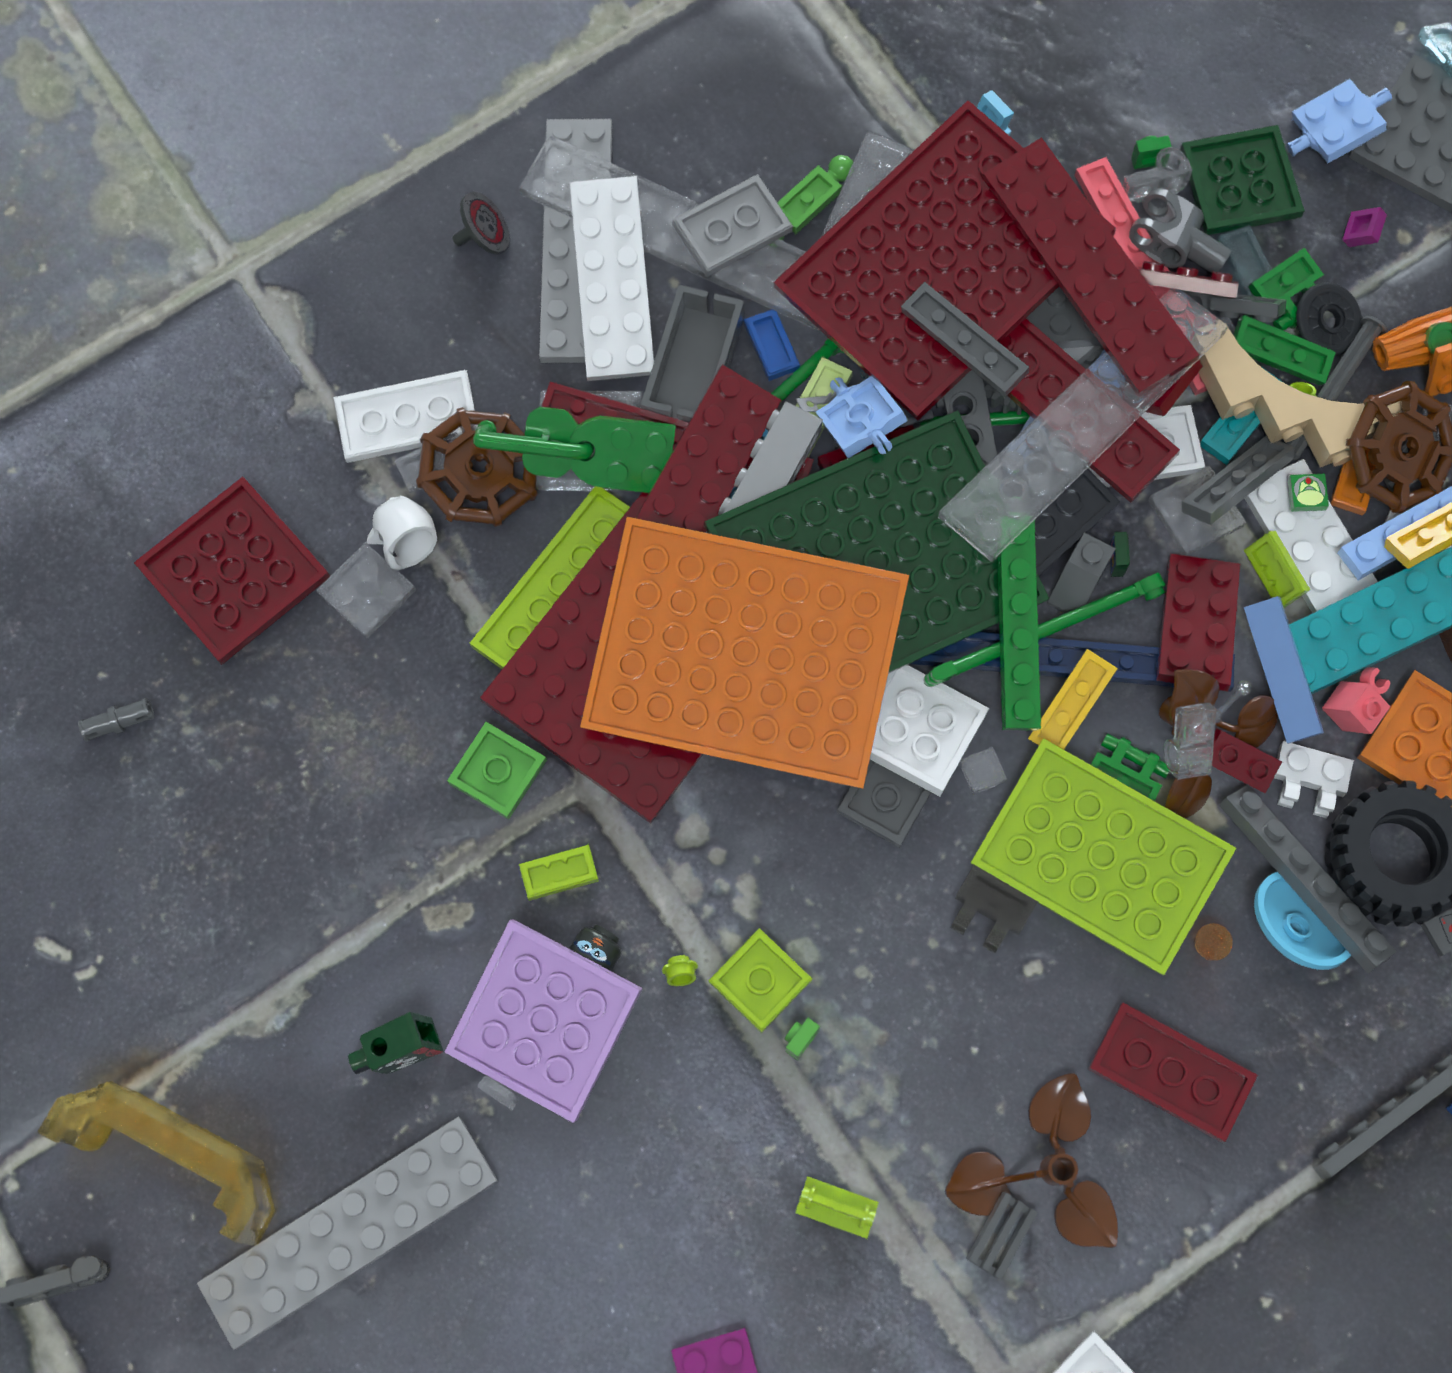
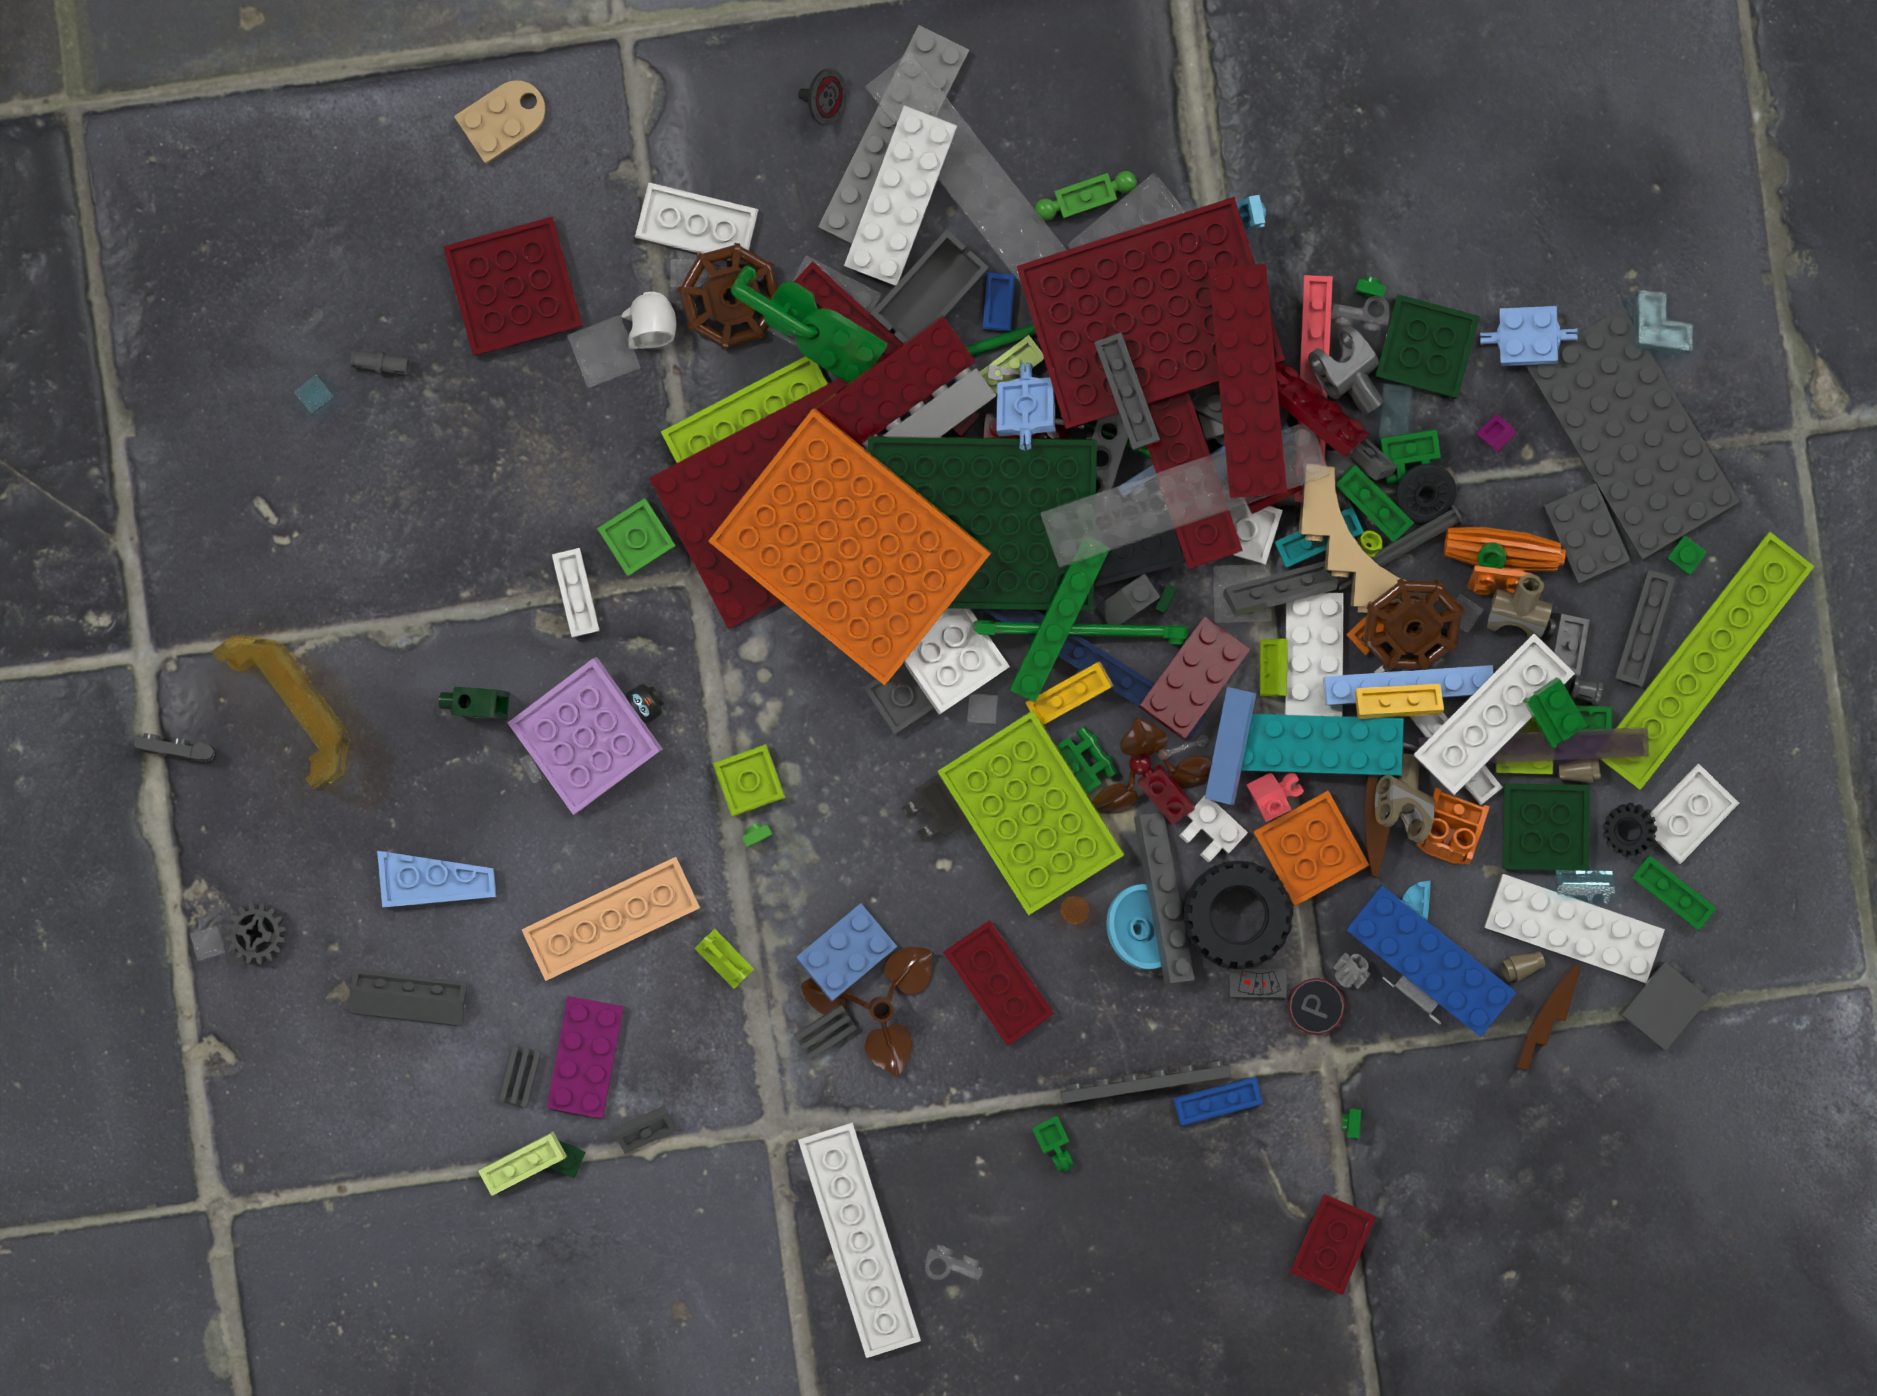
camera: 25 degrees right, 15 degrees up
(53, 789) = (314, 394): none -> clear light blue plate
(142, 410) = (499, 119): none -> tan plate
(346, 1233) = (387, 812): light grey plate -> none
(429, 1294) = (426, 880): none -> light blue wing
(456, 865) = (575, 592): none -> white plate
(558, 872) = (645, 634): lime plate -> none
(677, 1227) = (610, 918): none -> light nougat plate
(680, 970) = (696, 745): lime plate -> none
(732, 225) = (1013, 196): light grey tile -> none
(977, 1126) = (846, 952): none -> medium blue plate
(1192, 747) = (1128, 769): clear plate -> none
(1308, 492) = (1327, 622): tile -> none
(1337, 1227) = (1052, 1136): none -> green plate

